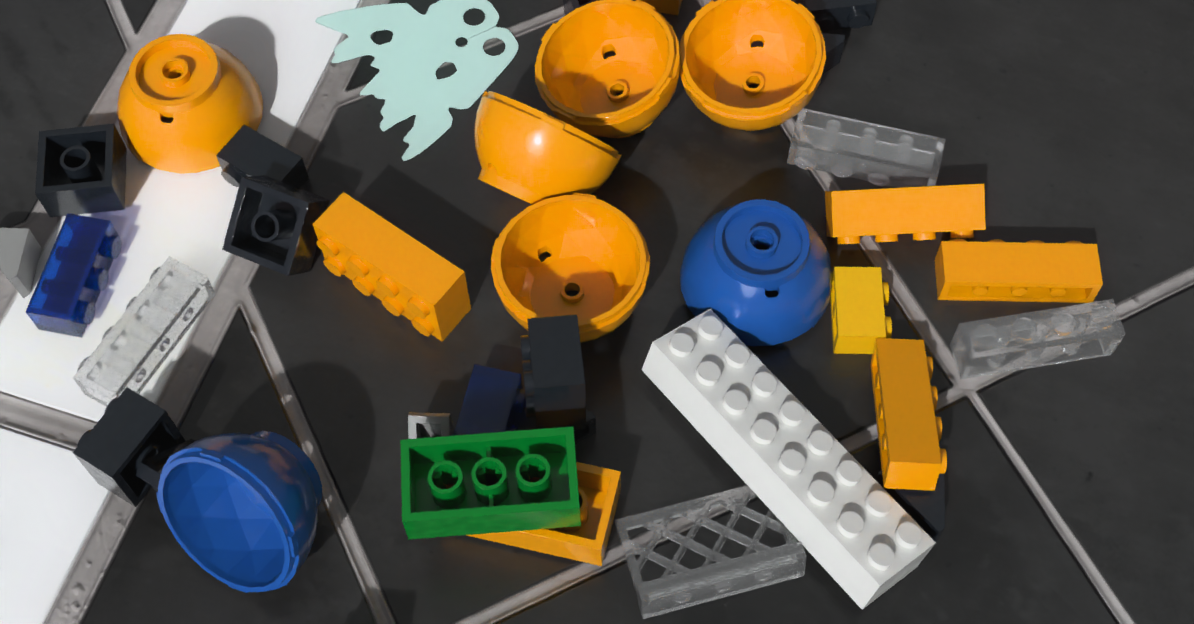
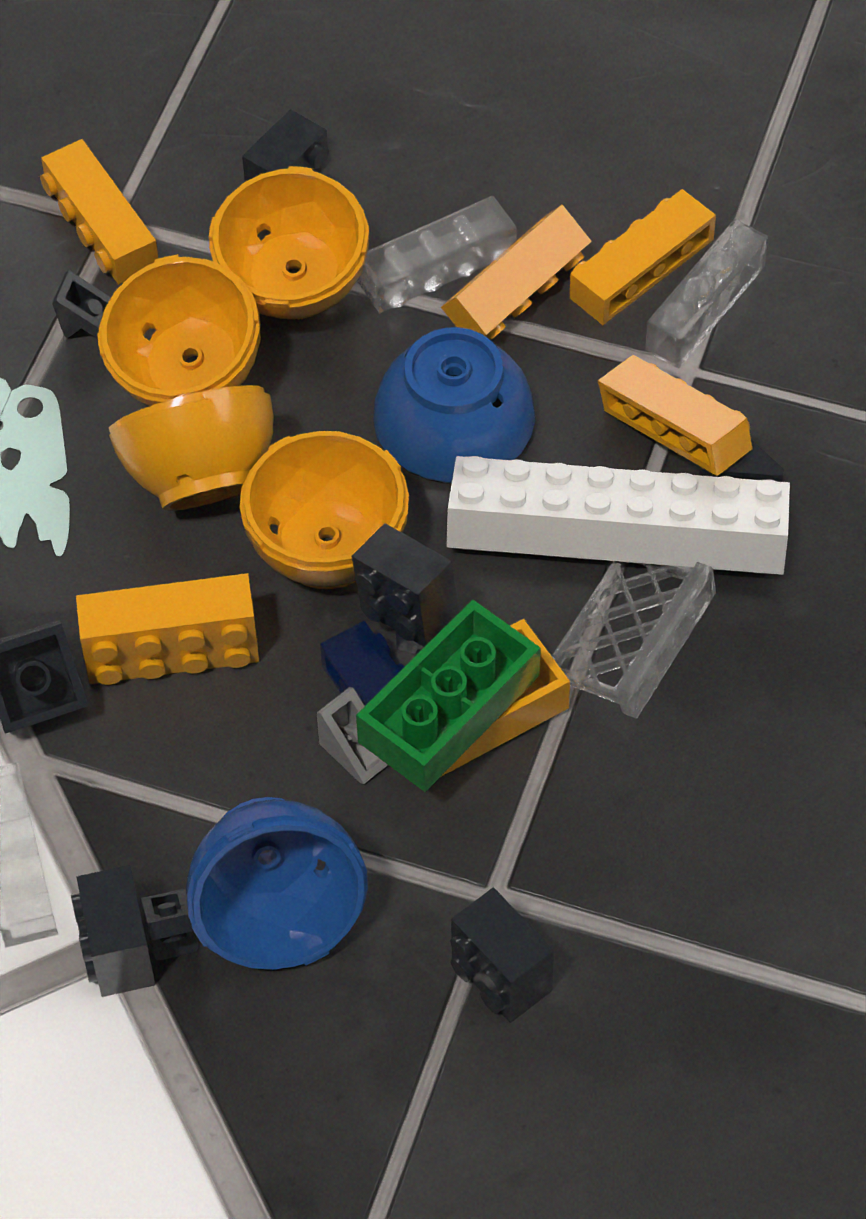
camera: 45 degrees left, 5 degrees down
(858, 309) = (559, 375): yellow brick -> none

